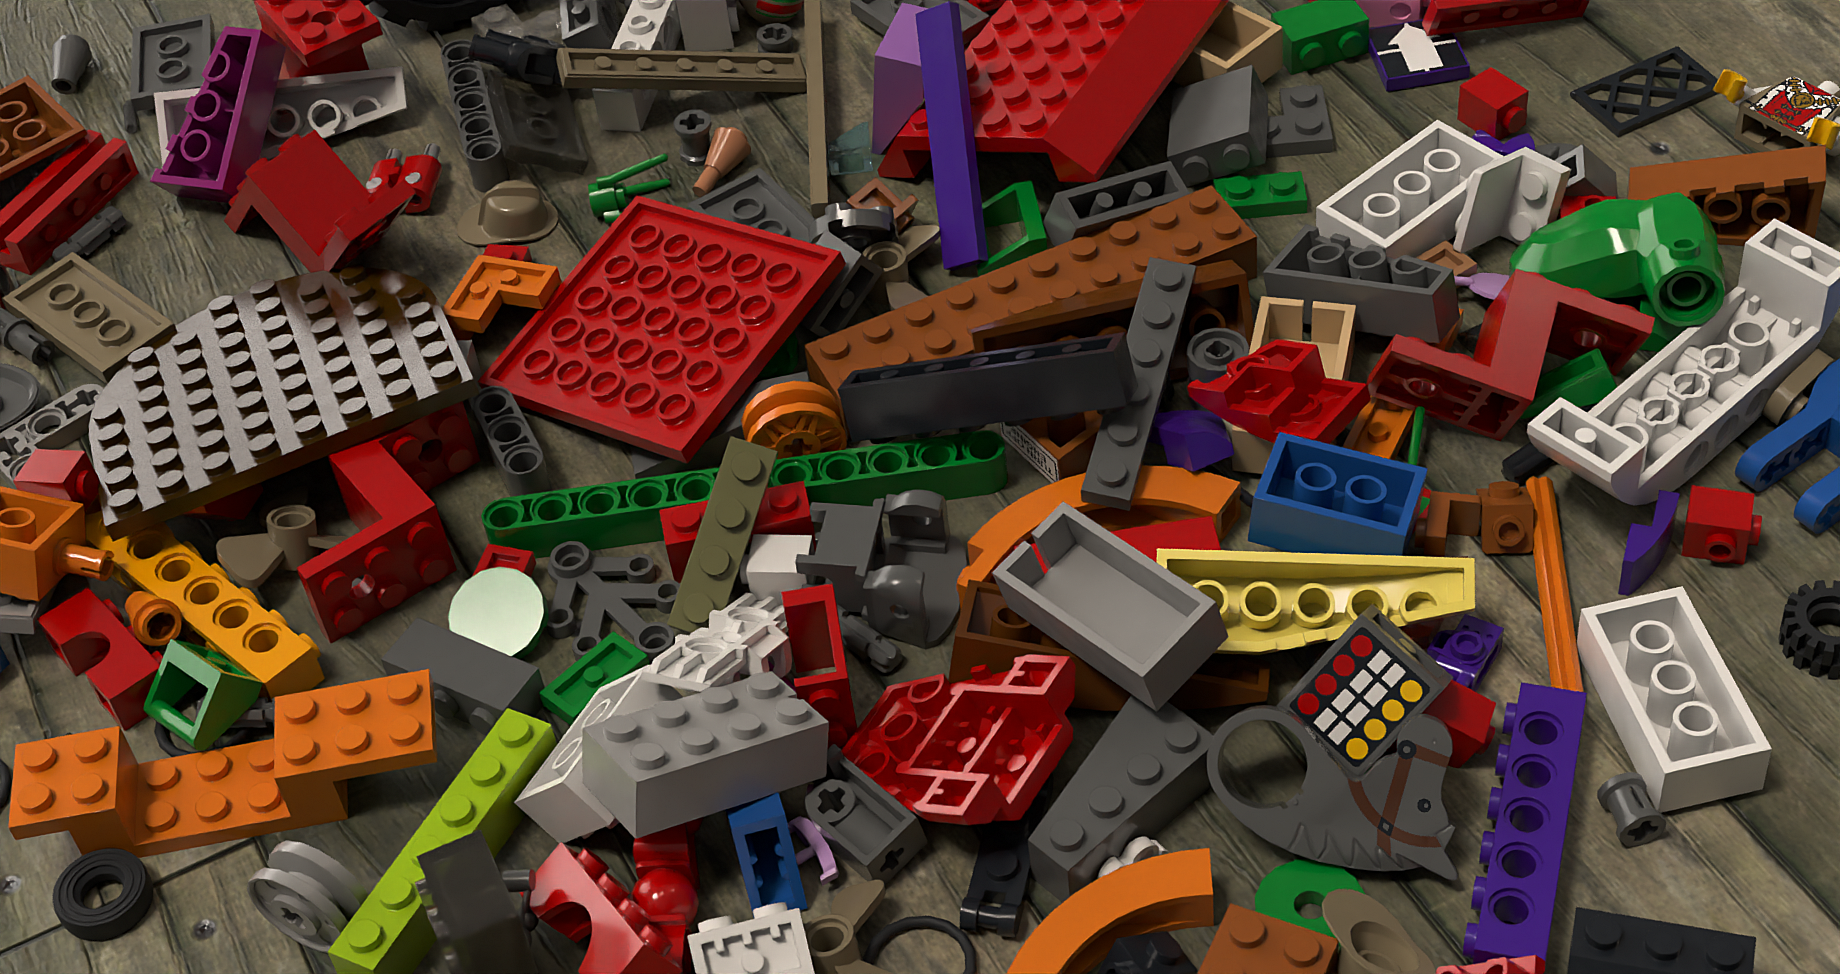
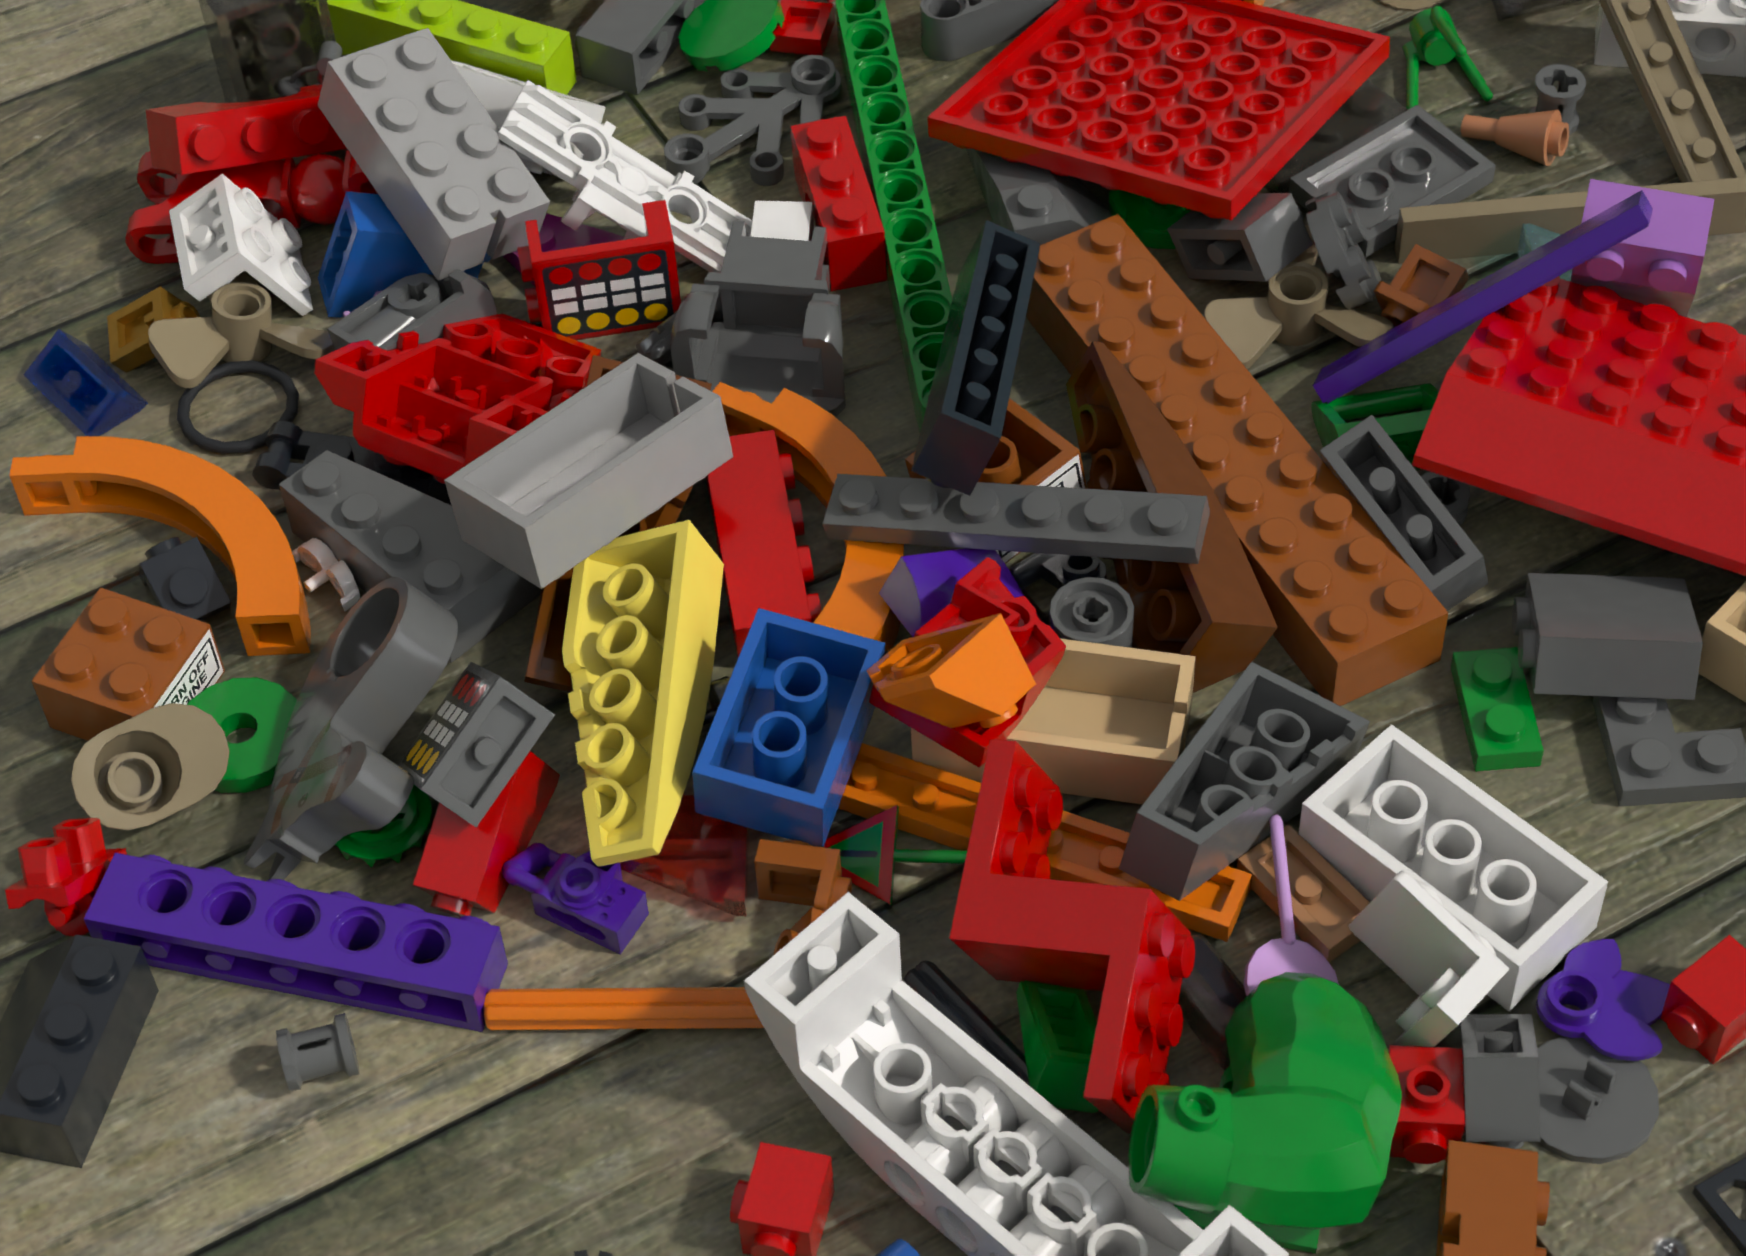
camera: 85 degrees right, 5 degrees up
(598, 667) = (642, 114): green plate -> none
(723, 534) = (798, 164): olive plate -> none
(794, 420) = (965, 209): orange wheel -> none
(1321, 384) = (956, 674): none -> orange slope
(1648, 544) = (739, 1106): dark purple slope -> none
(1672, 699) = (463, 1098): white brick -> none

